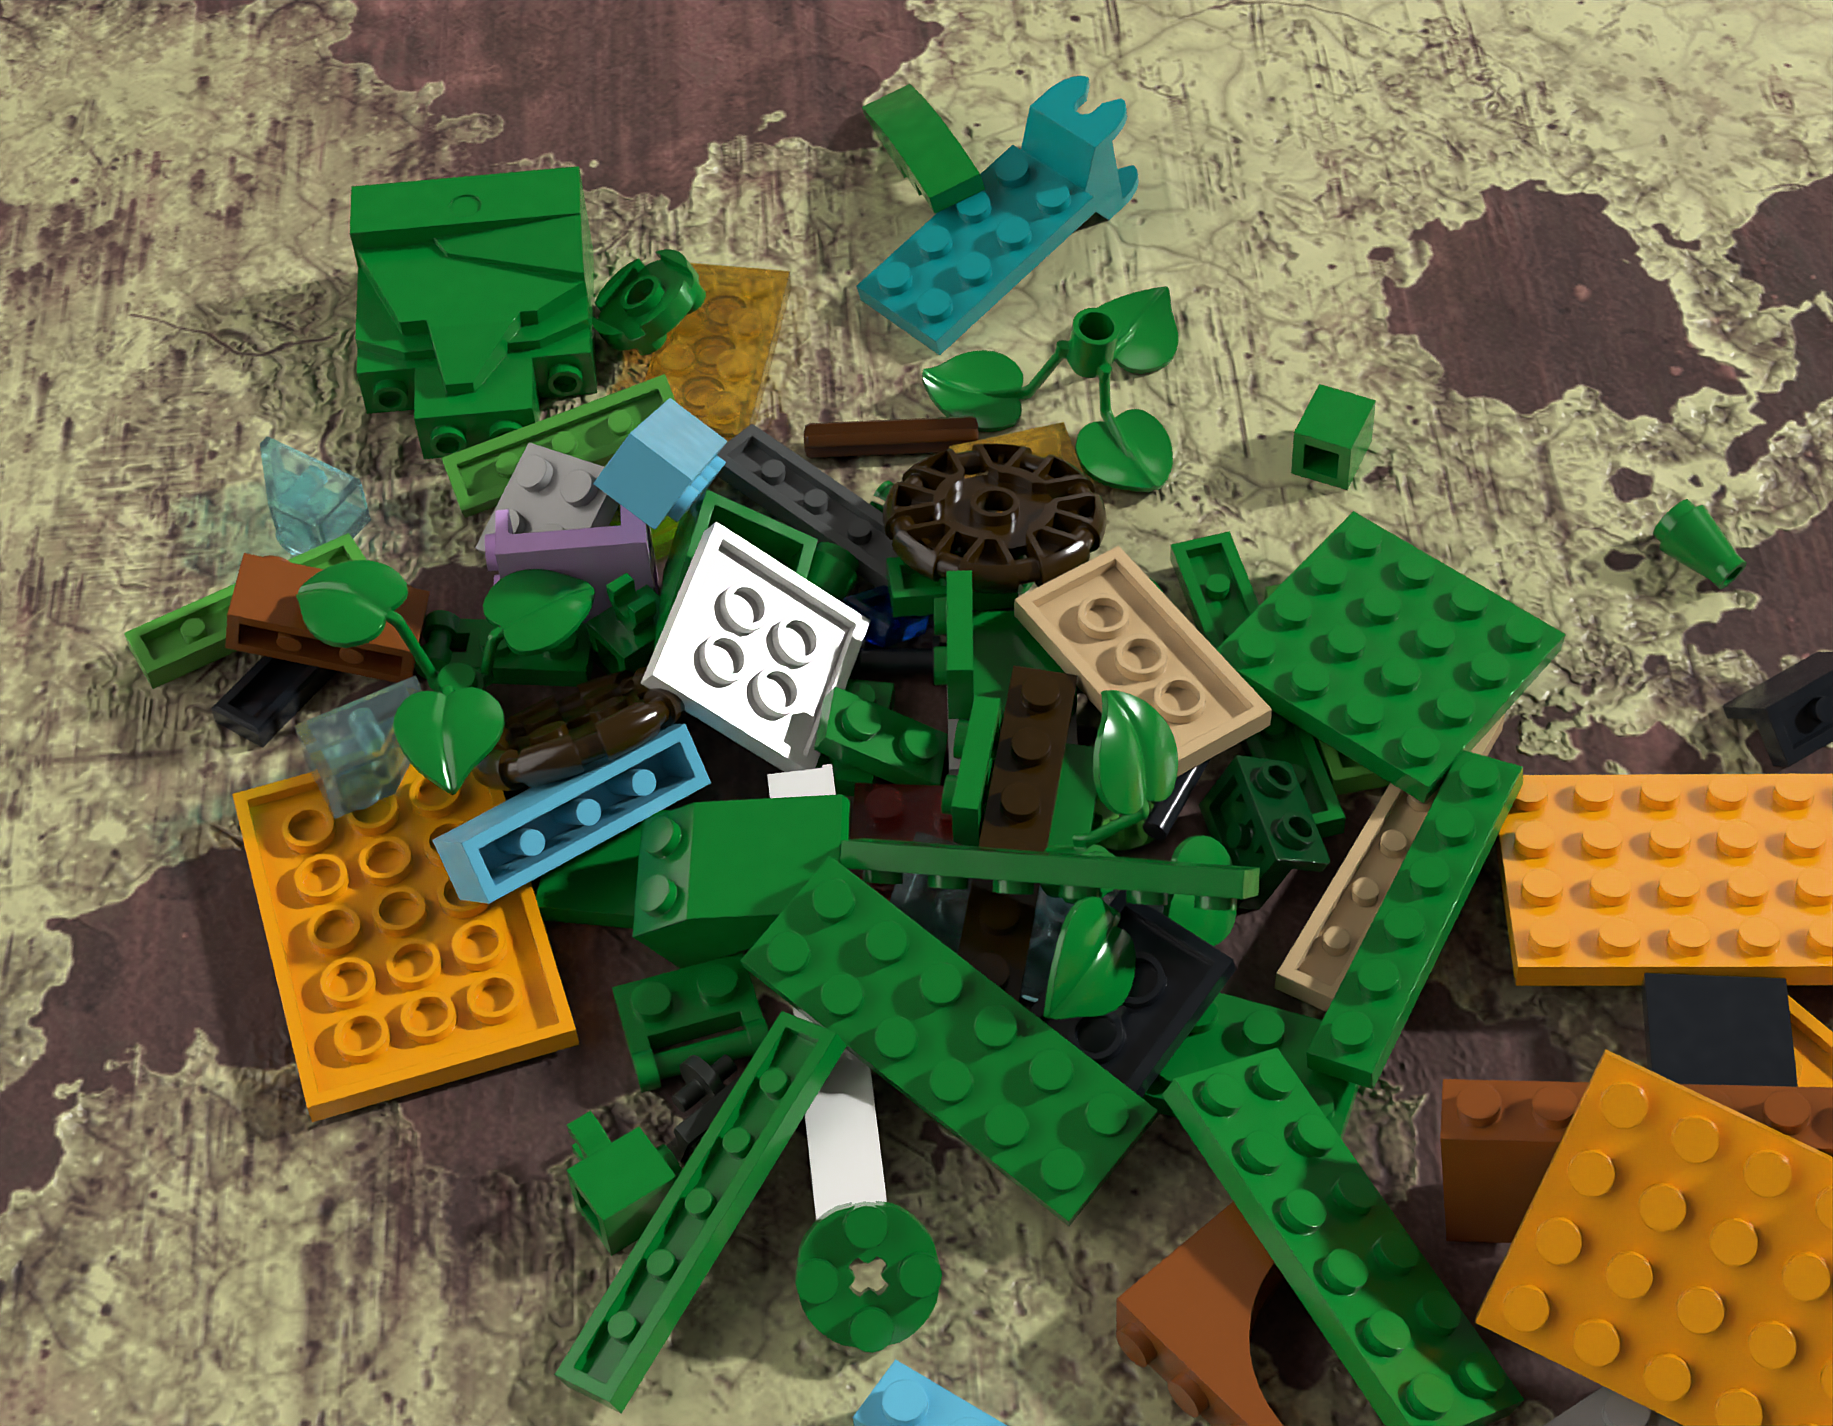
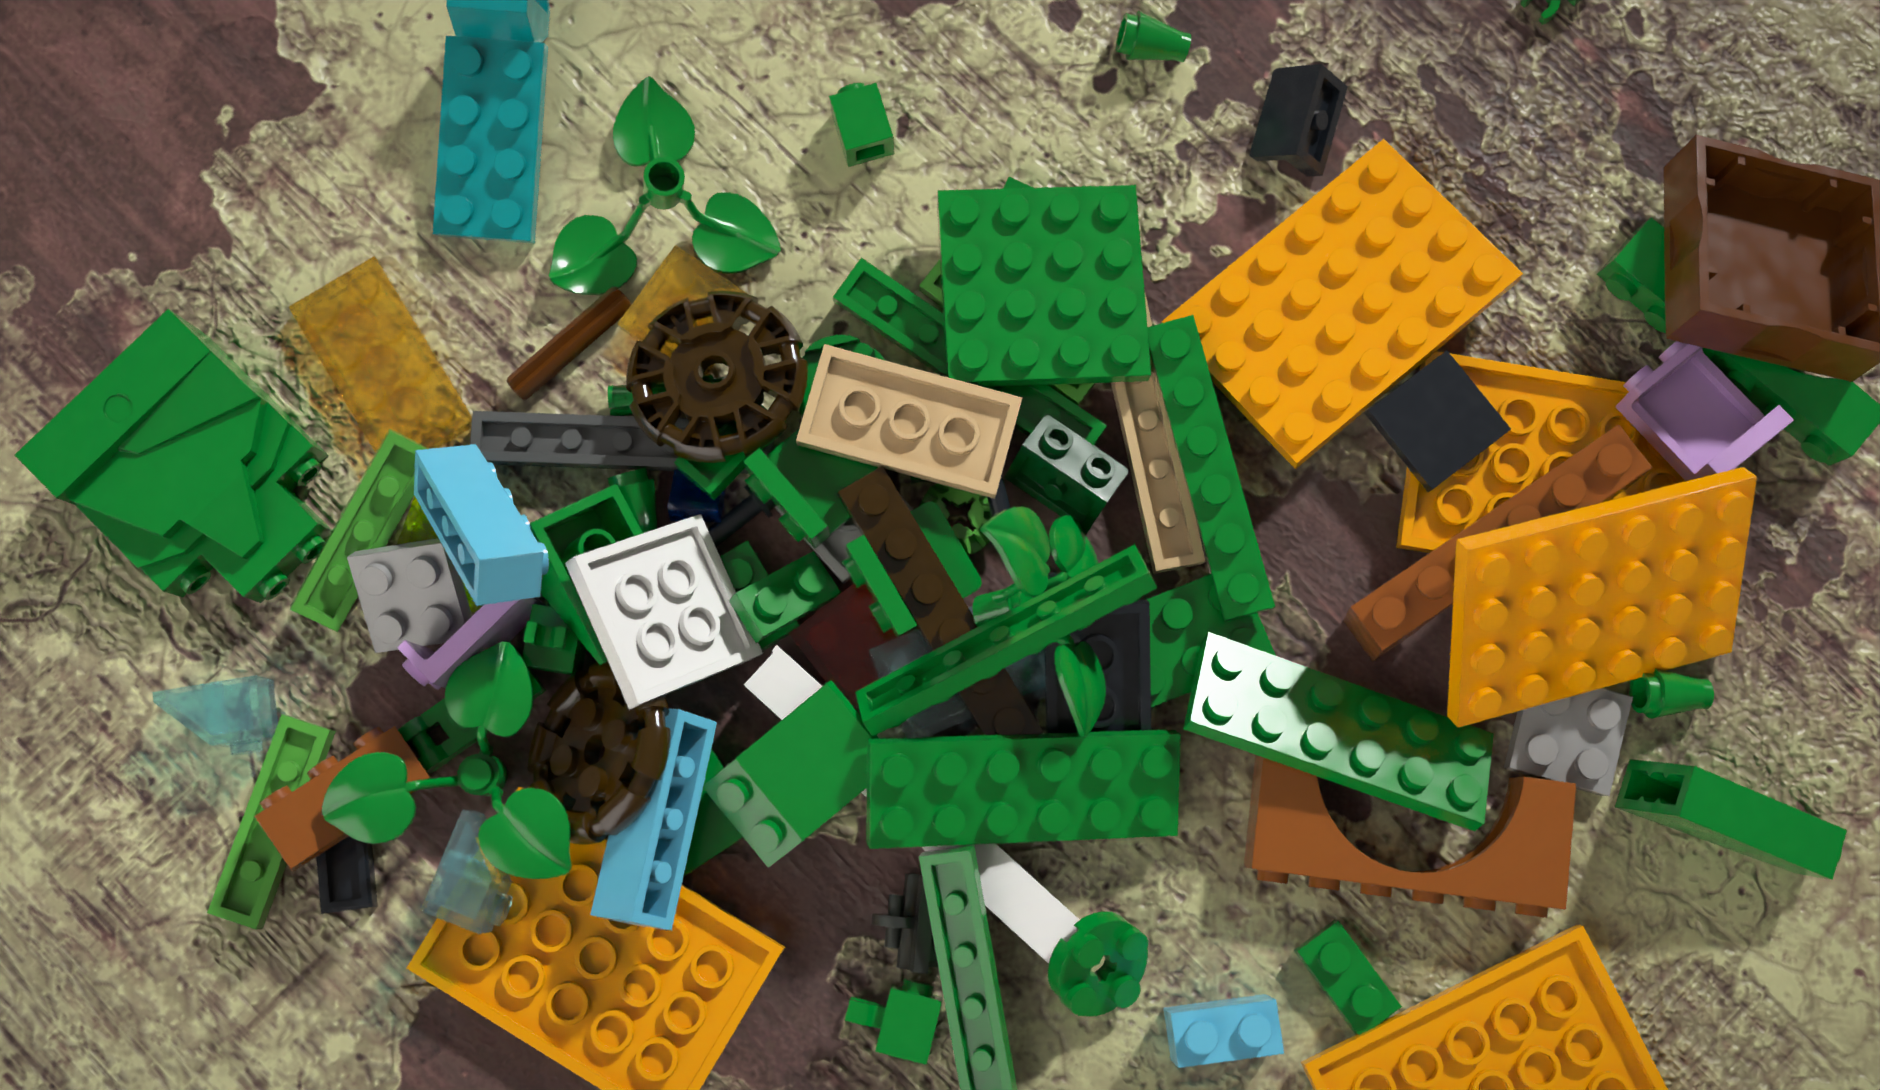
camera: 45 degrees left, 30 degrees up
(647, 302) = (328, 360): green plate -> none
(687, 1007) = (823, 871): green plate -> none
(923, 148) = (374, 77): green slope -> none

